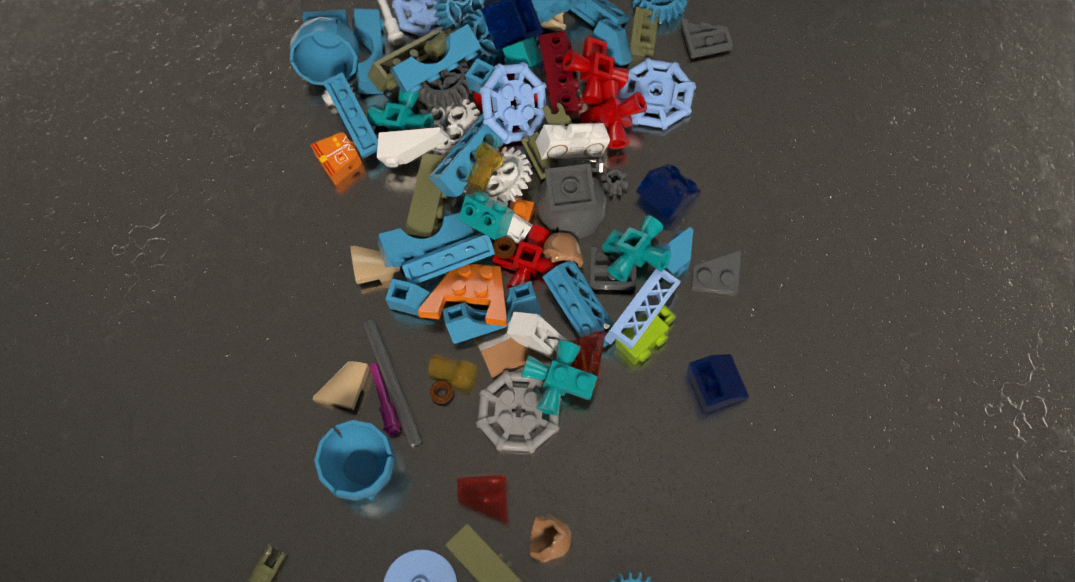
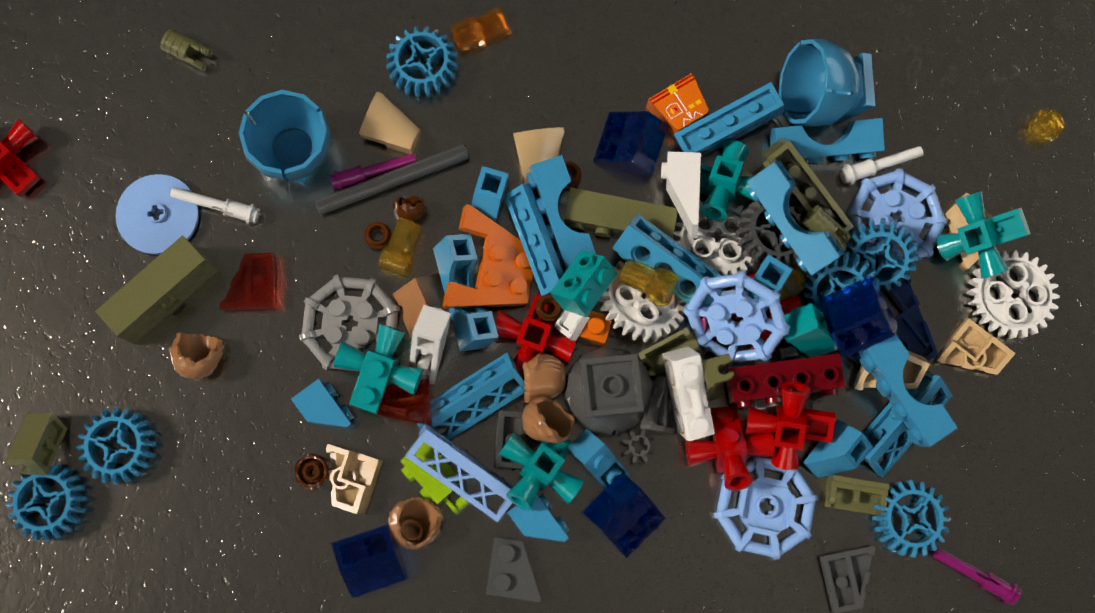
camera: 80 degrees right, 10 degrees up
(260, 314) = (481, 30): none -> clear orange slope
(269, 366) = (439, 50): none -> dark azure gear
(365, 192) = (631, 142): none -> clear blue slope
(415, 520) = (229, 207): none -> white pin
(418, 364) = (409, 208): none -> reddish brown plate
(591, 429) = (320, 407): none -> dark azure slope
(598, 244) = (547, 420): none -> medium nougat hair
(626, 211) = (596, 458): none -> dark azure slope
(646, 427) = (303, 467): none -> reddish brown plate
(650, 403) = (352, 478): none -> tan slope
(685, 344) = (415, 522): none -> medium nougat hair

